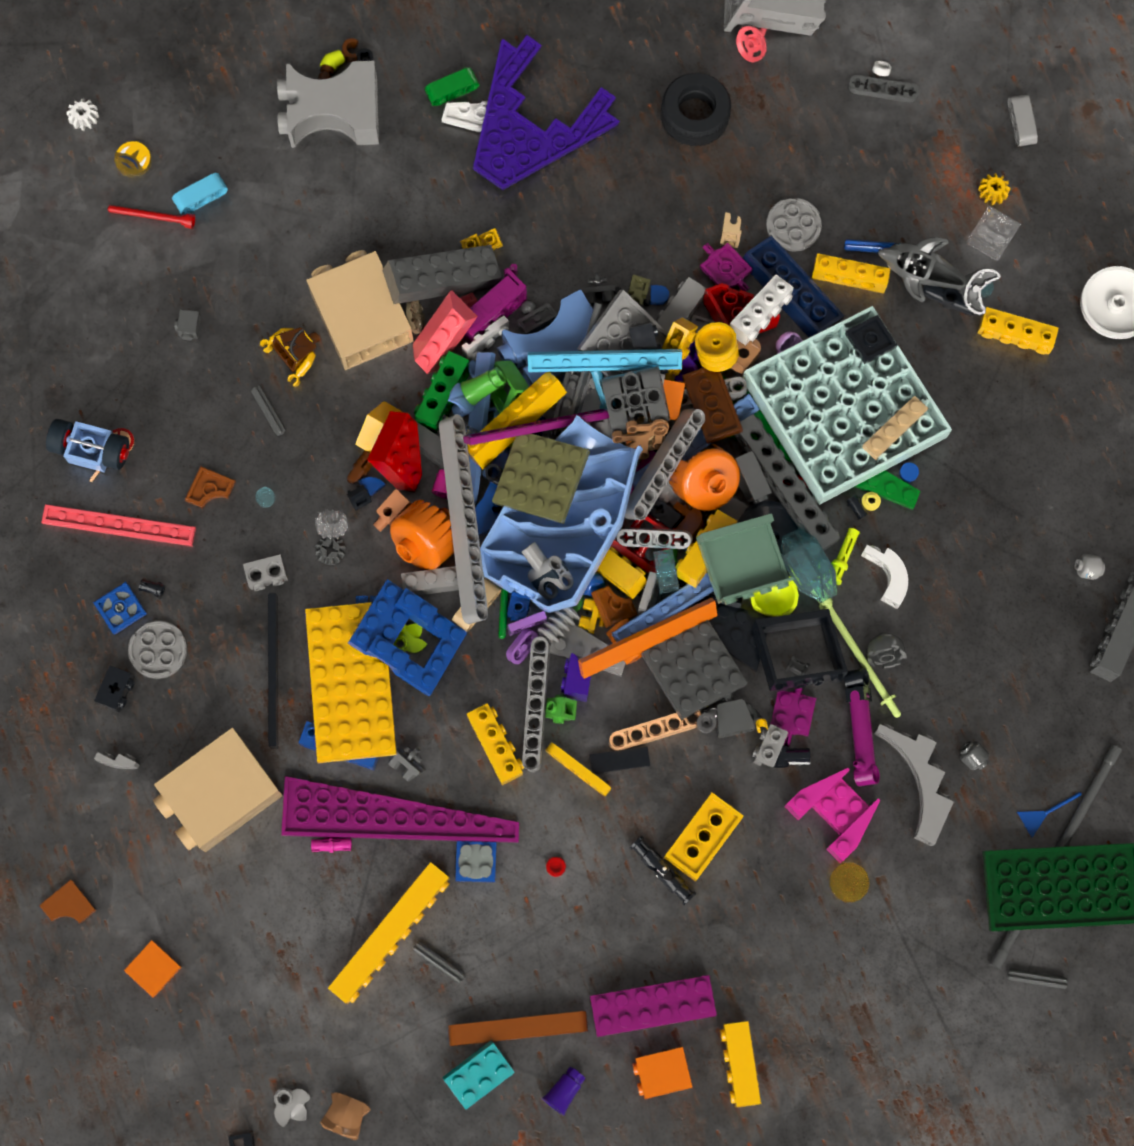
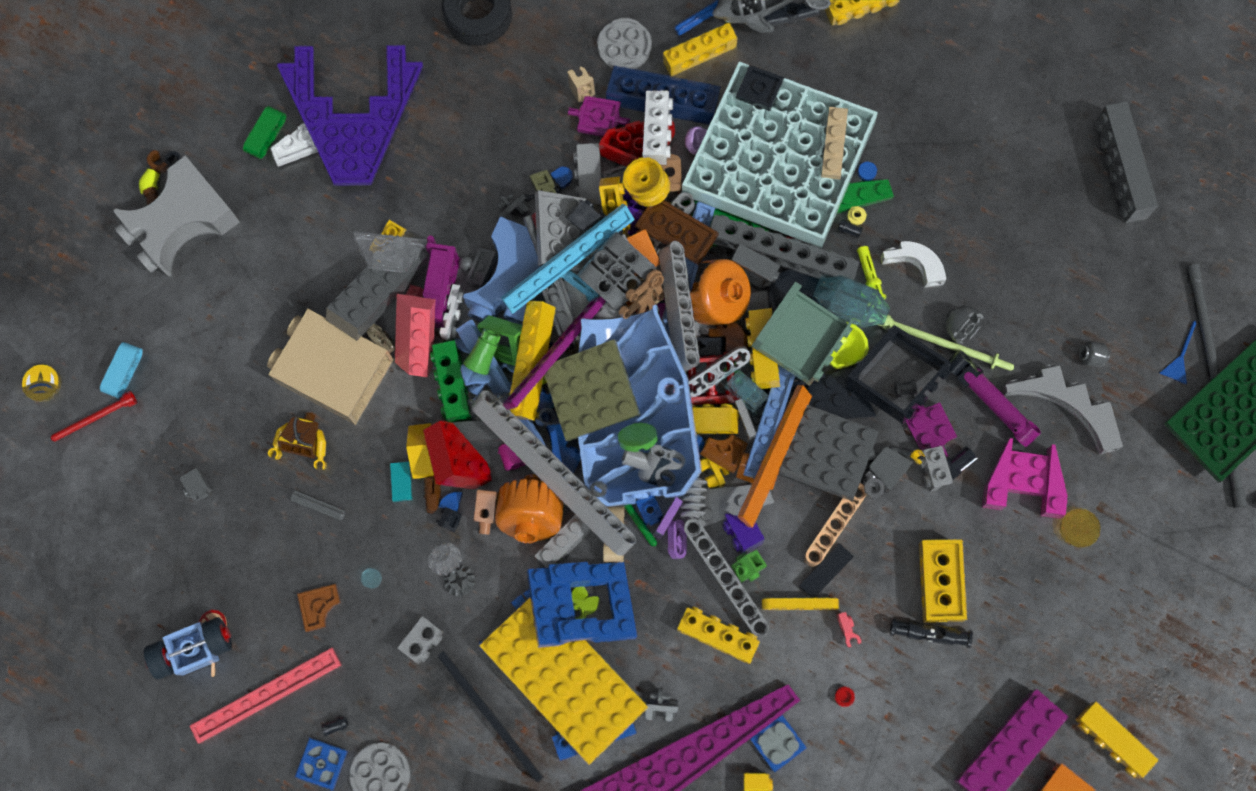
camera: 30 degrees left, 0 degrees up
(344, 440) = (401, 482): none -> teal tile
(472, 253) = (388, 251): none -> clear wing
(491, 556) = (601, 485): none -> dark grey hinge
(549, 540) = (637, 437): none -> bright green tile
(601, 812) = (846, 624): none -> coral plate
(1089, 566) = (1062, 141): light grey head -> none

